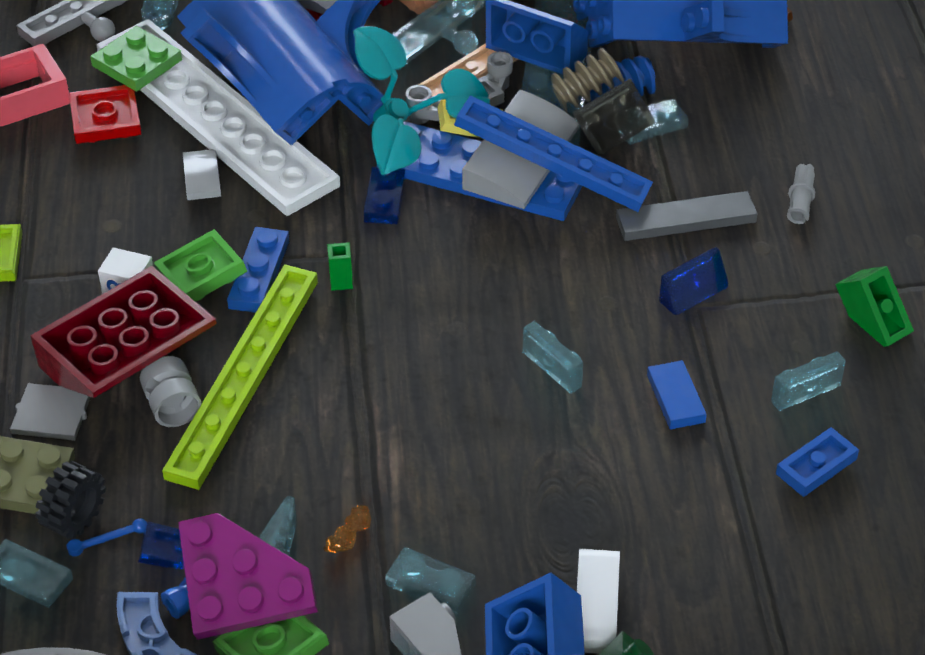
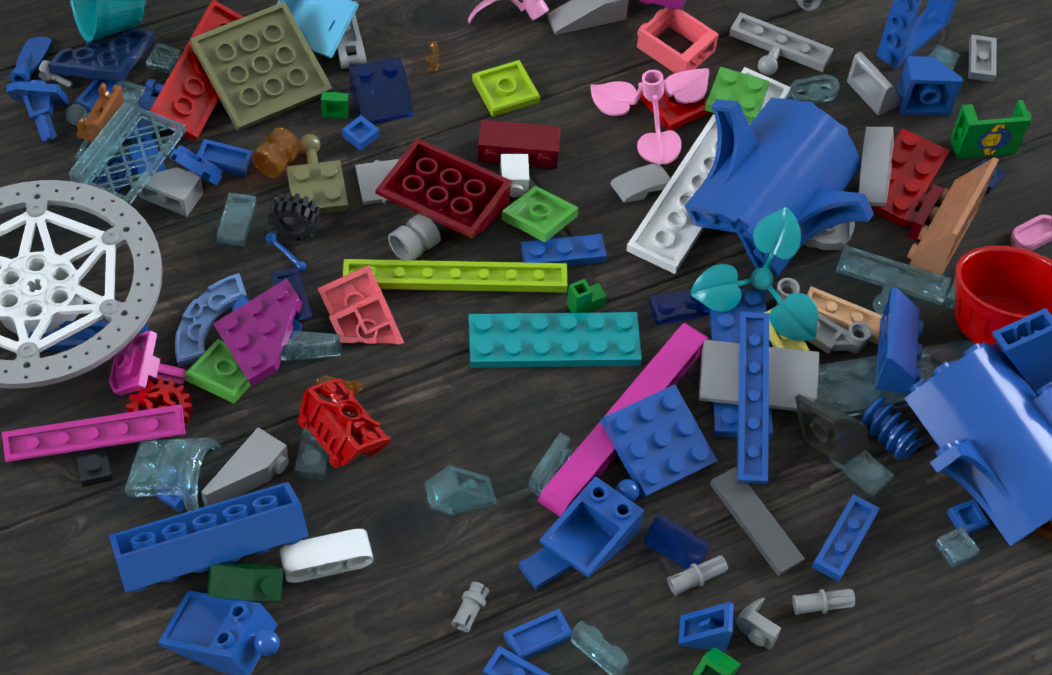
camera: 65 degrees right, 10 degrees up
(73, 267) = (537, 141): none -> dark red brick
(95, 99) = (617, 96): none -> bright pink plant
(243, 476) = (360, 309): none -> coral slope
(376, 314) = (554, 339): none -> teal plate
(427, 526) = (336, 420): none -> red piece
(520, 277) = (597, 450): none -> dark pink beam
(556, 450) = (459, 491): none -> clear light blue slope
(566, 253) = (658, 441): none -> blue plate
(585, 79) = (852, 395): dark tan piece -> none
(652, 334) = (596, 525): none -> blue slope
(709, 476) = (472, 602): none -> light grey pin
(733, 154) = (845, 537): none -> blue plate
(738, 68) = (968, 516): none -> blue tile
(738, 278) = (697, 575): none -> light grey axle
(765, 432) = (538, 635): none -> blue tile
(771, 82) = (957, 546): none -> clear light blue plate
(808, 281) = (707, 627): none -> blue slope
(816, 248) = (756, 627): none -> light grey plate

